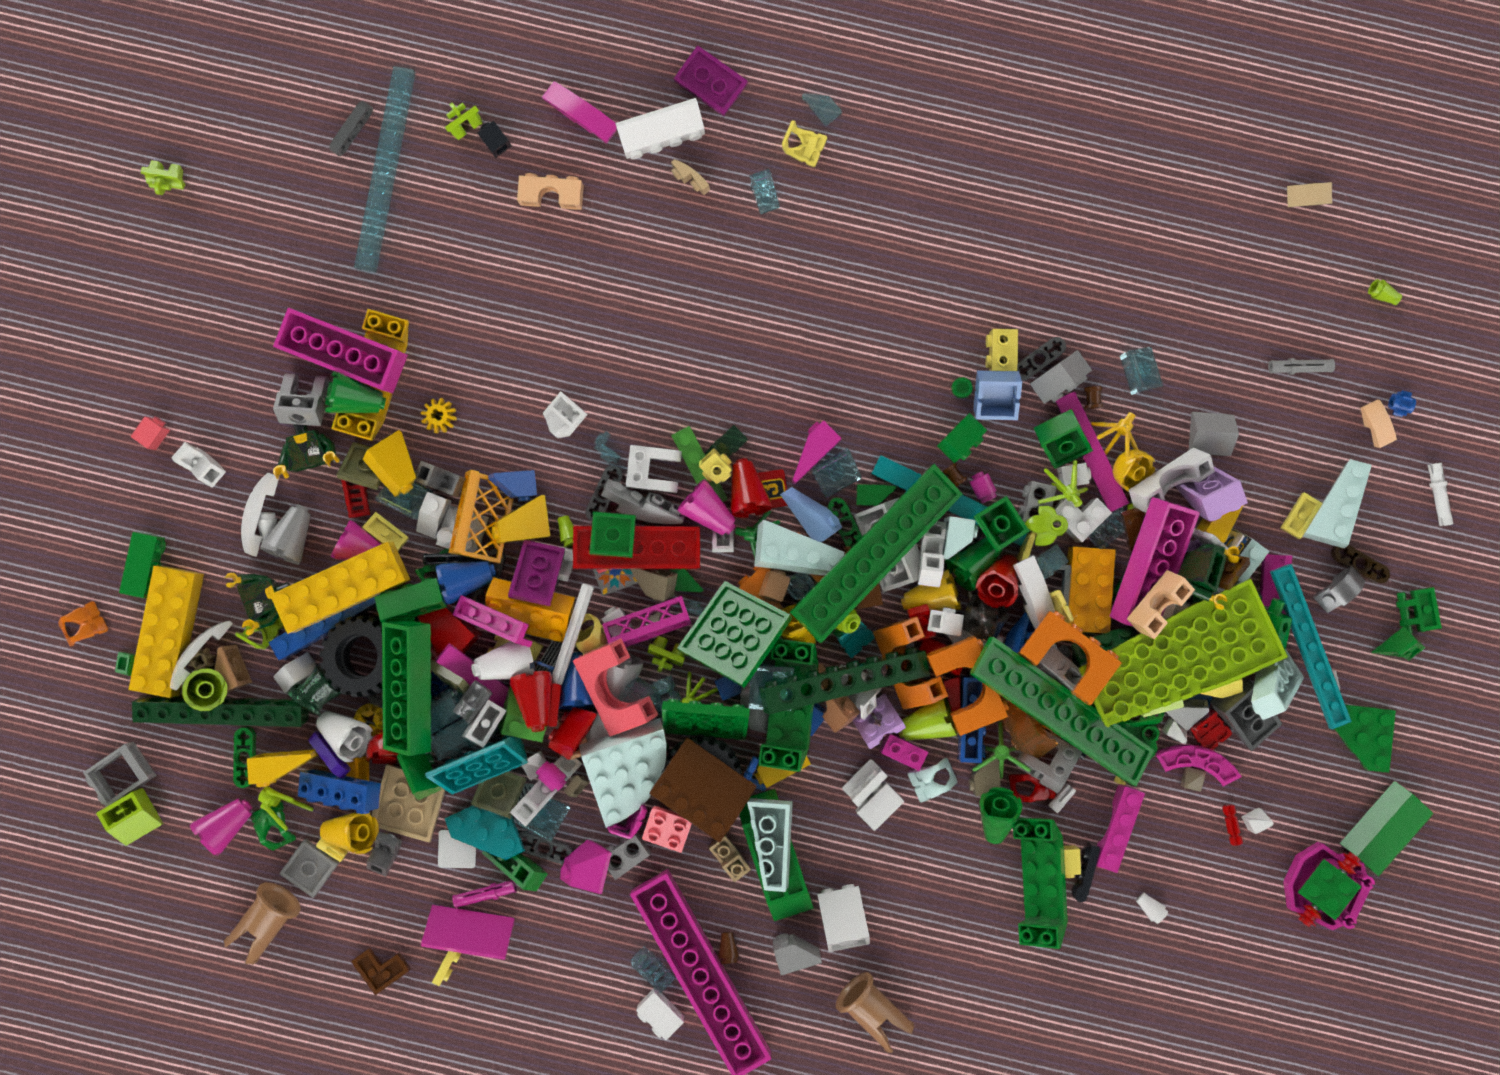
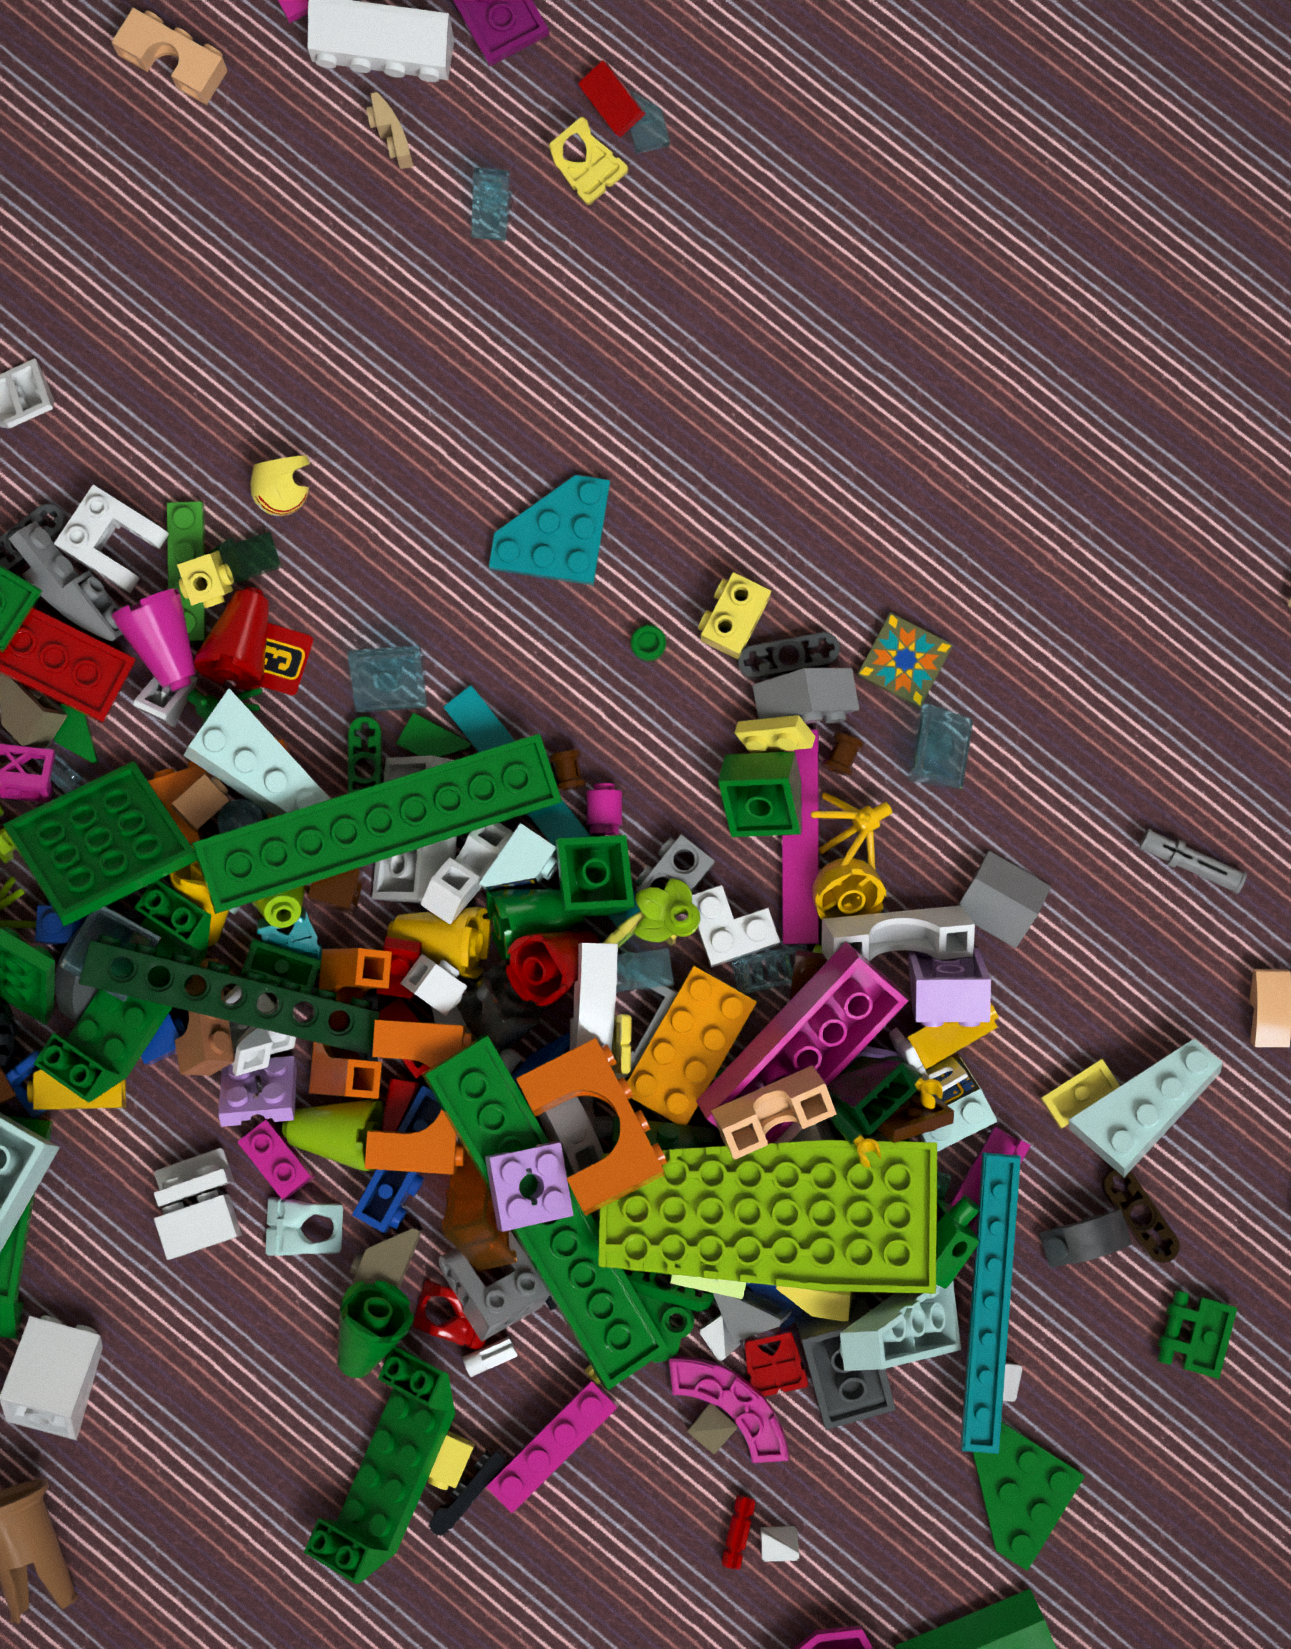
camera: 30 degrees right, 5 degrees down
(607, 454) = (55, 483): clear light blue bracket -> none
(725, 398) = (274, 486): none -> light yellow helmet
(799, 102) = (611, 98): none -> red tile
(815, 518) = (318, 729): light blue slope -> none
(818, 444) = (372, 623): dark pink slope -> none
(855, 651) = (281, 964): none -> green slope
(885, 352) = (556, 535): none -> teal plate
(962, 438) = (606, 718): green brick -> none
(995, 395) = (692, 678): medium blue piece -> none
(1001, 753) = (421, 1233): bright green plant -> none
(1058, 403) = (775, 734): none -> light yellow plate
(1064, 704) = (552, 1192): none -> lavender brick
(1069, 492) = (728, 875): lime plant -> none
(1083, 474) = (753, 859): white brick -> none
(1101, 332) = (904, 660): none -> tile
(1152, 908) = (545, 1601): white cone -> none
(1401, 644) = (1143, 1375): green slope -> none

